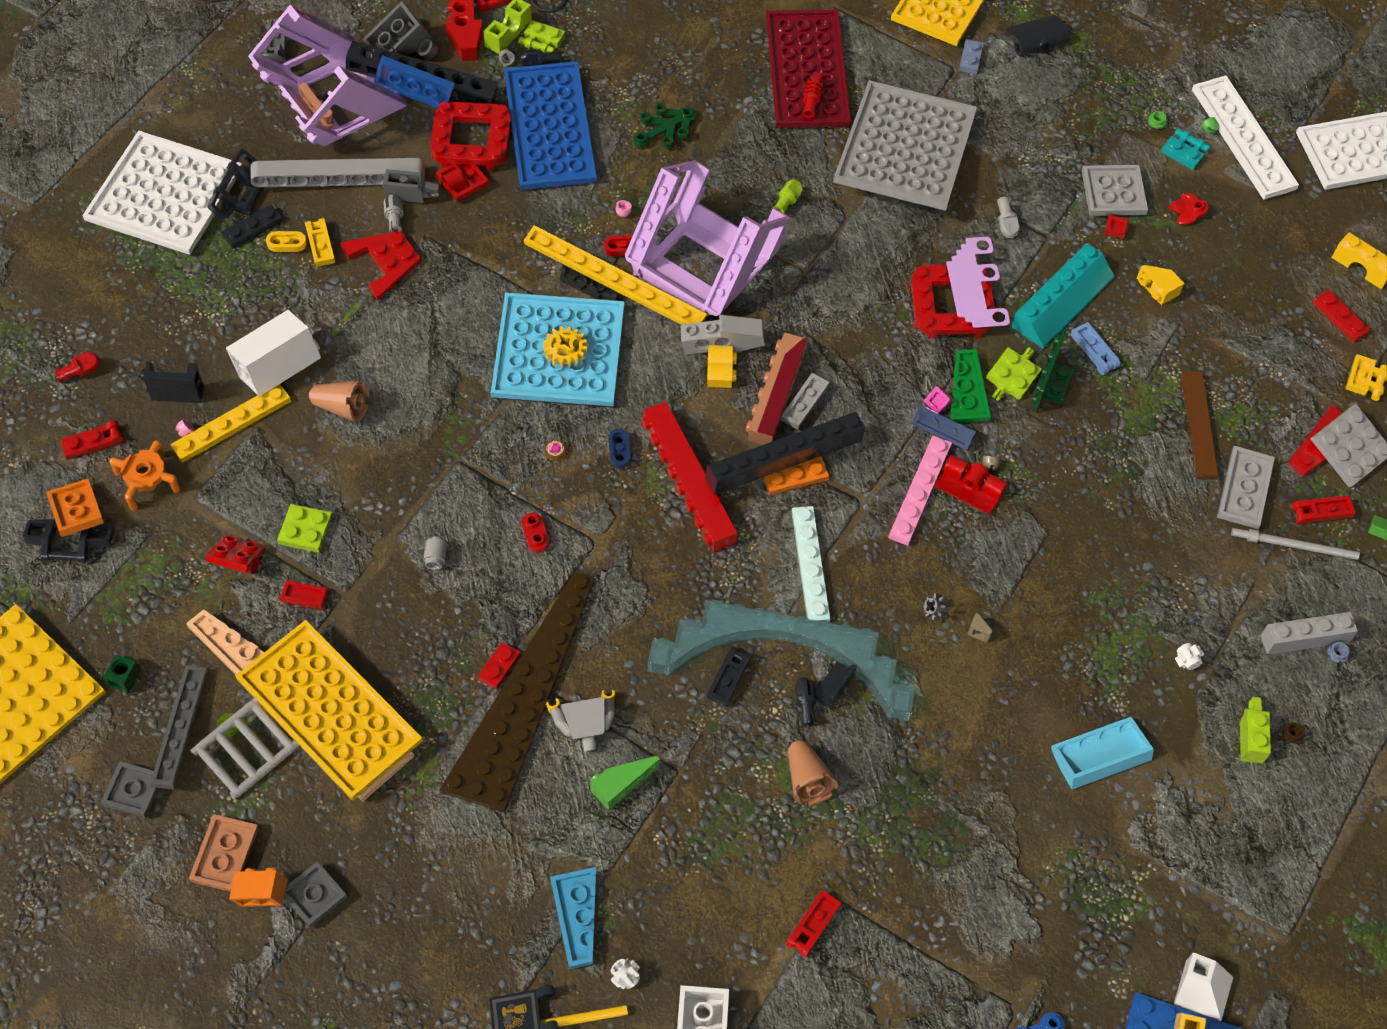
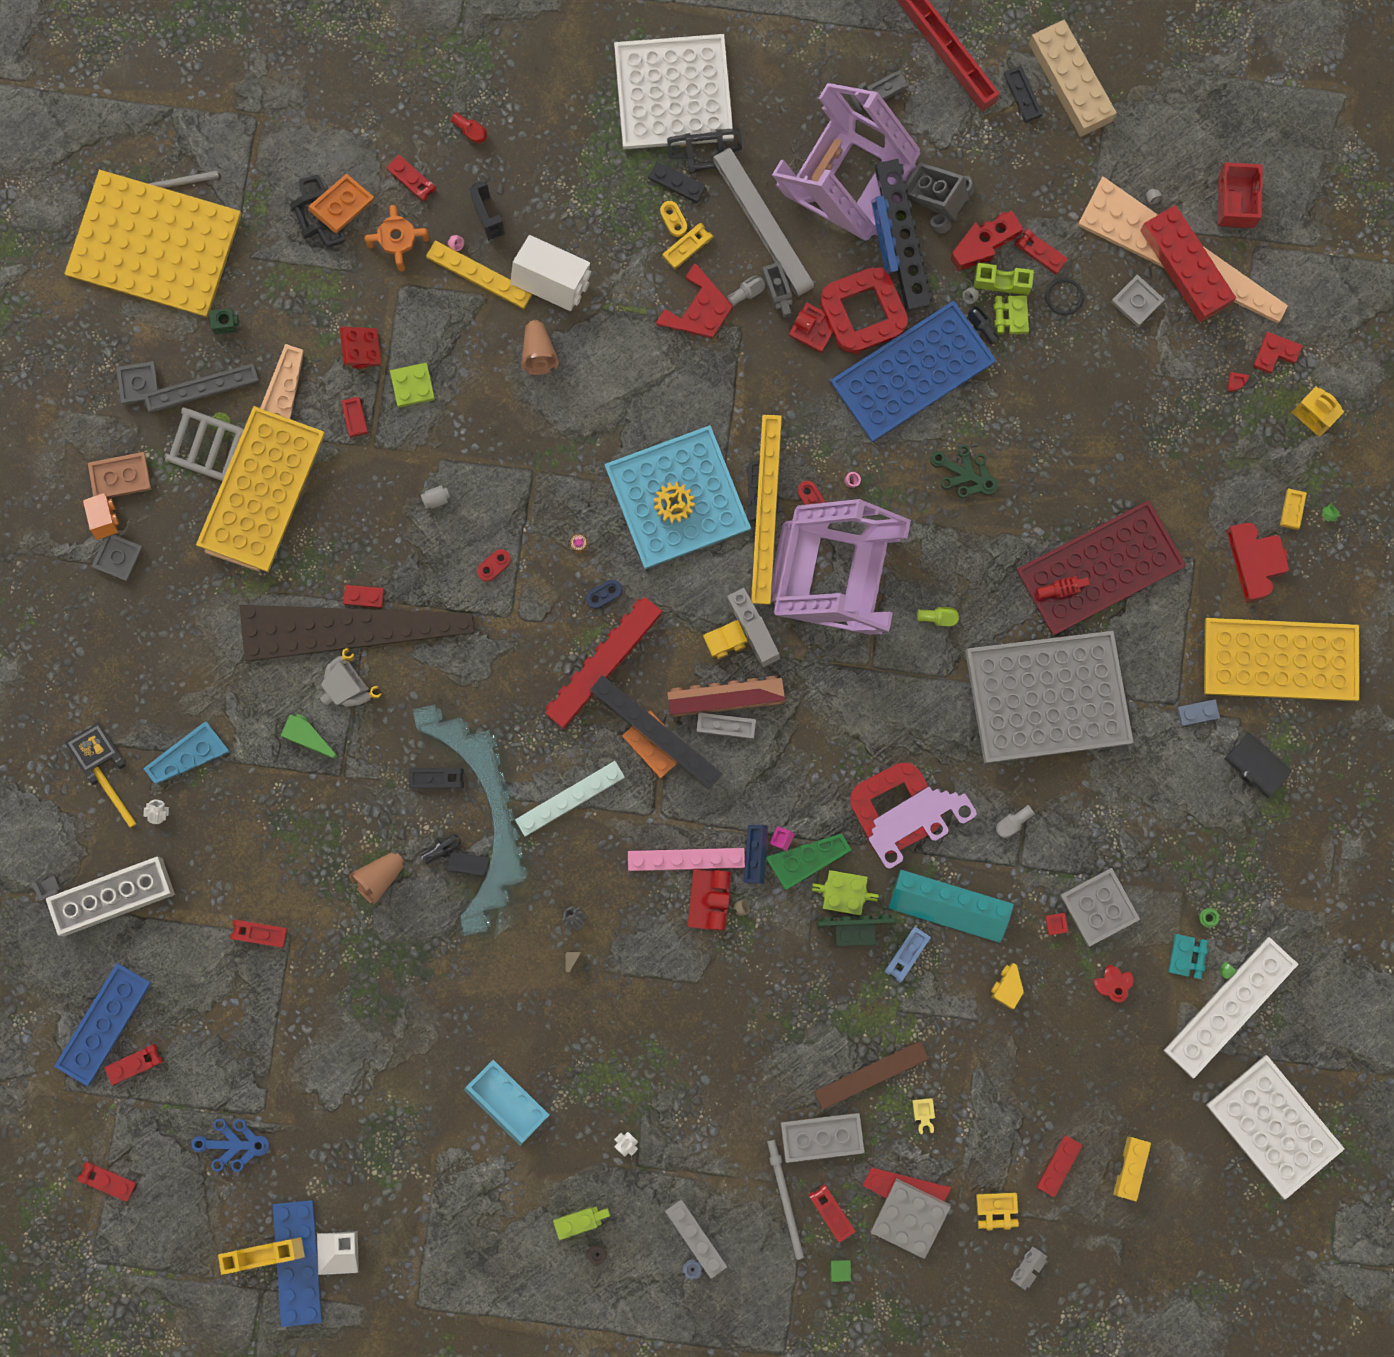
camera: 65 degrees right, 20 degrees up
(1252, 396) = (924, 1111): none -> light yellow plate

